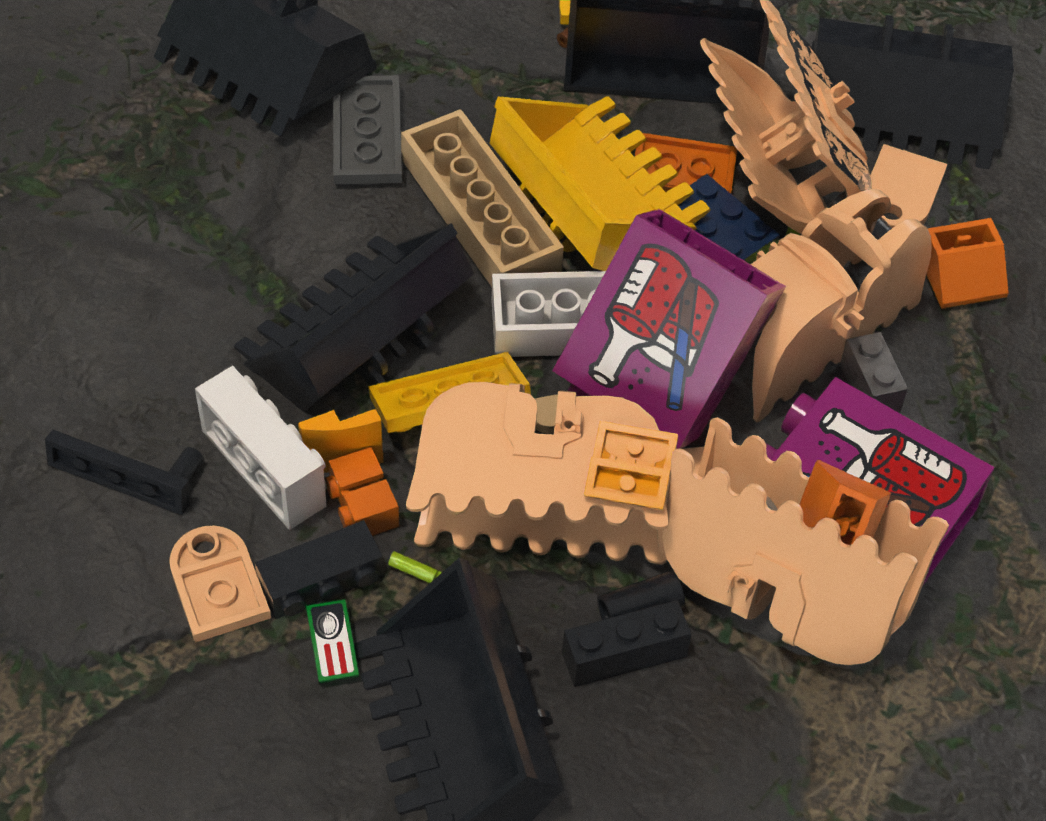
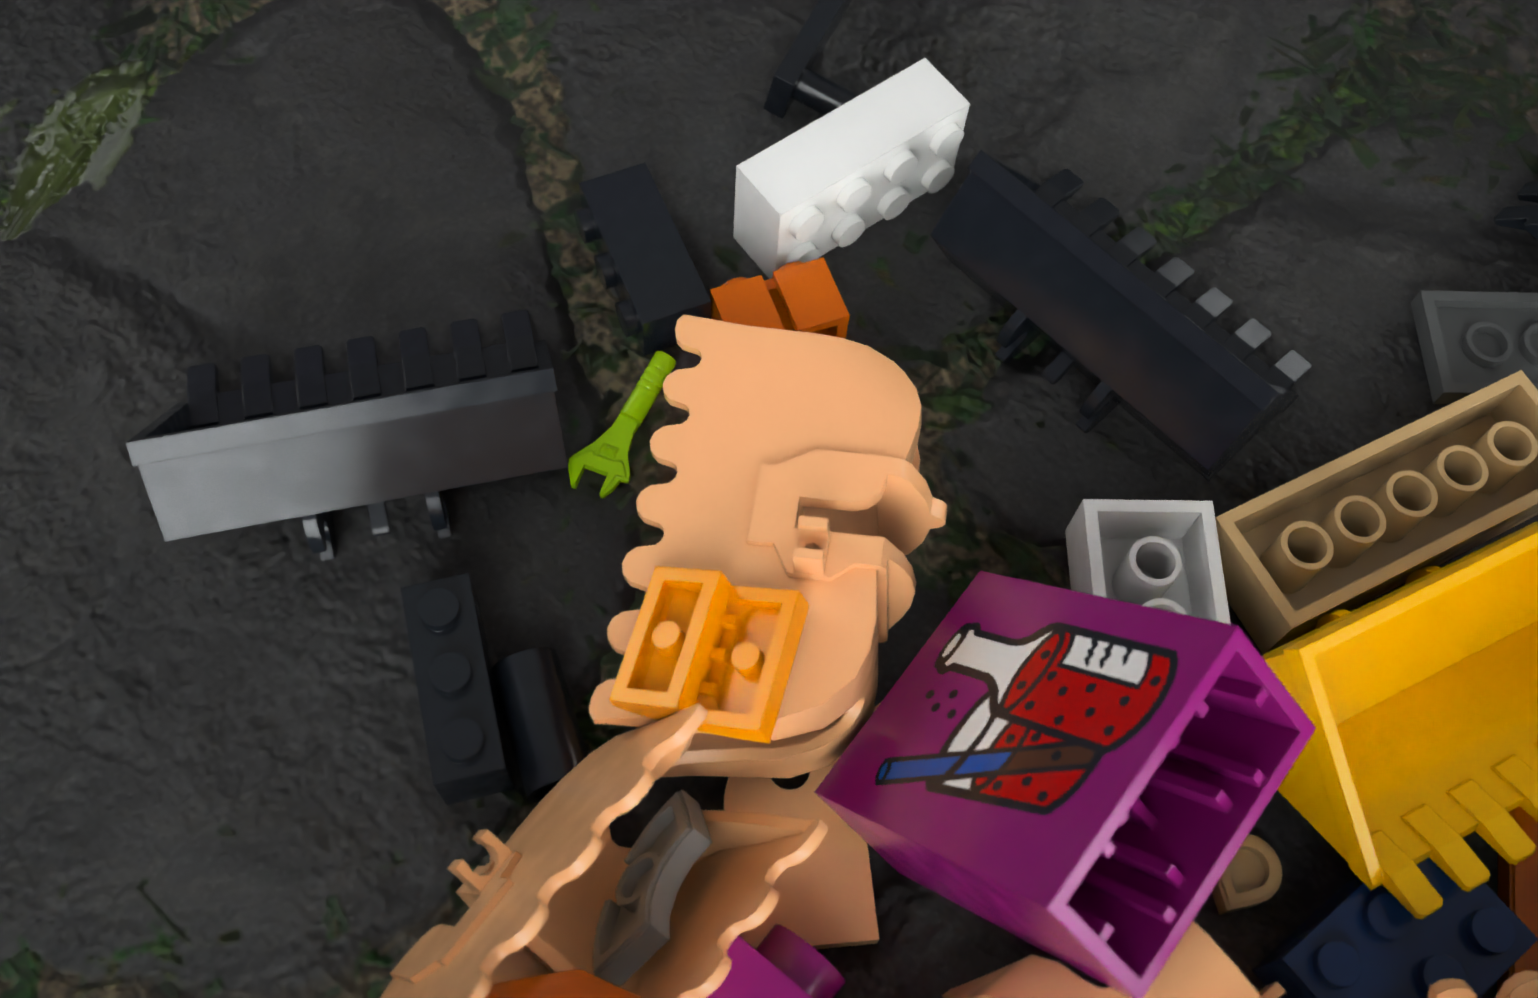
camera: 90 degrees right, 10 degrees up
(218, 586) = (651, 130): light nougat tile -> none
(332, 641) = (531, 270): slope -> none
(340, 438) = (858, 269): light orange slope -> none
(405, 400) = (976, 447): yellow plate -> none
(546, 413) = (935, 600): tan tile -> none

